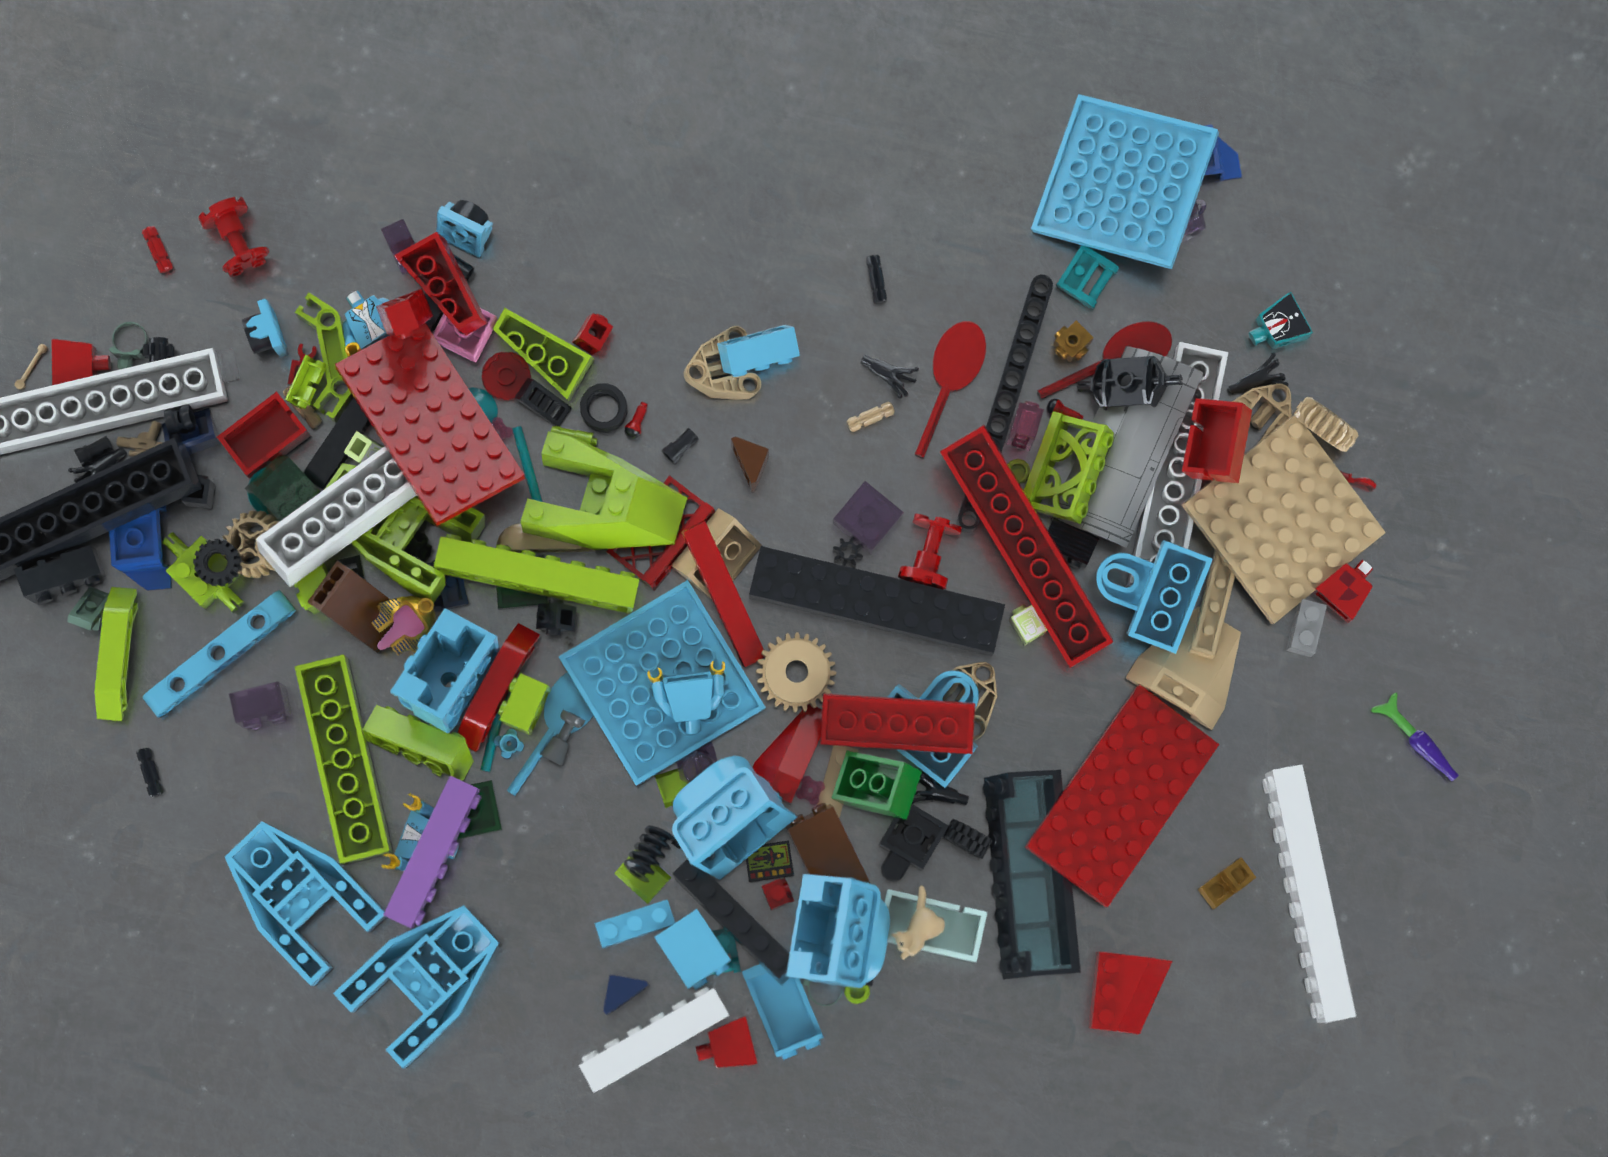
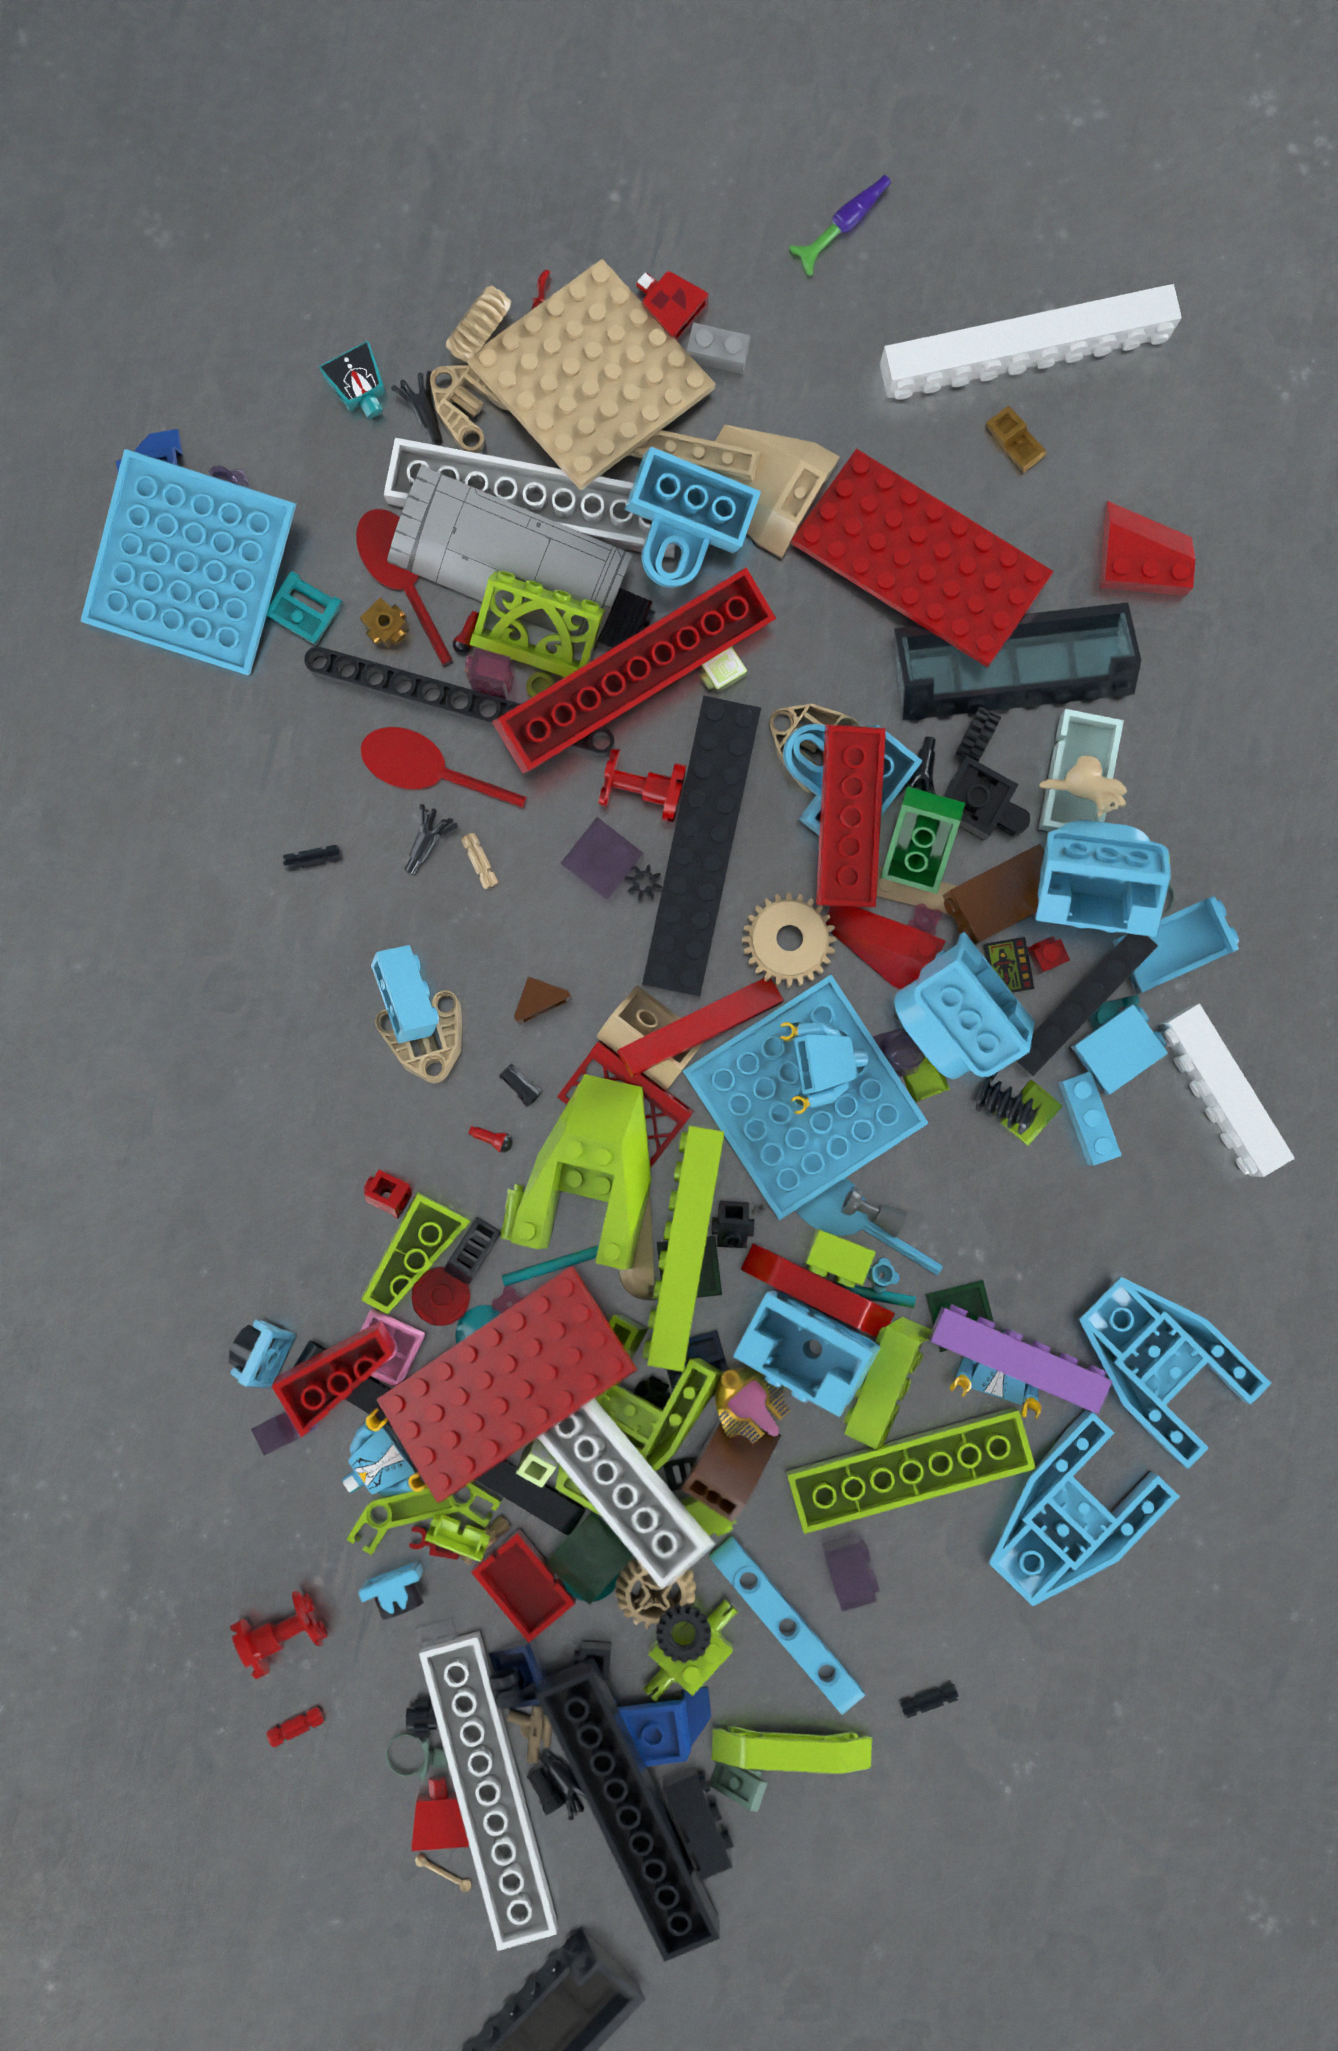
camera: 90 degrees left, 5 degrees up
(404, 314) = (376, 1419): red wedge -> none
(603, 388) = (454, 1178): black tyre -> none
(621, 990) = (1169, 1128): dark blue slope -> none
(729, 1045) = (1226, 1003): red torso -> none
(1146, 383) = (440, 532): black plate -> none
(1221, 445) = (509, 440): red piece -> none

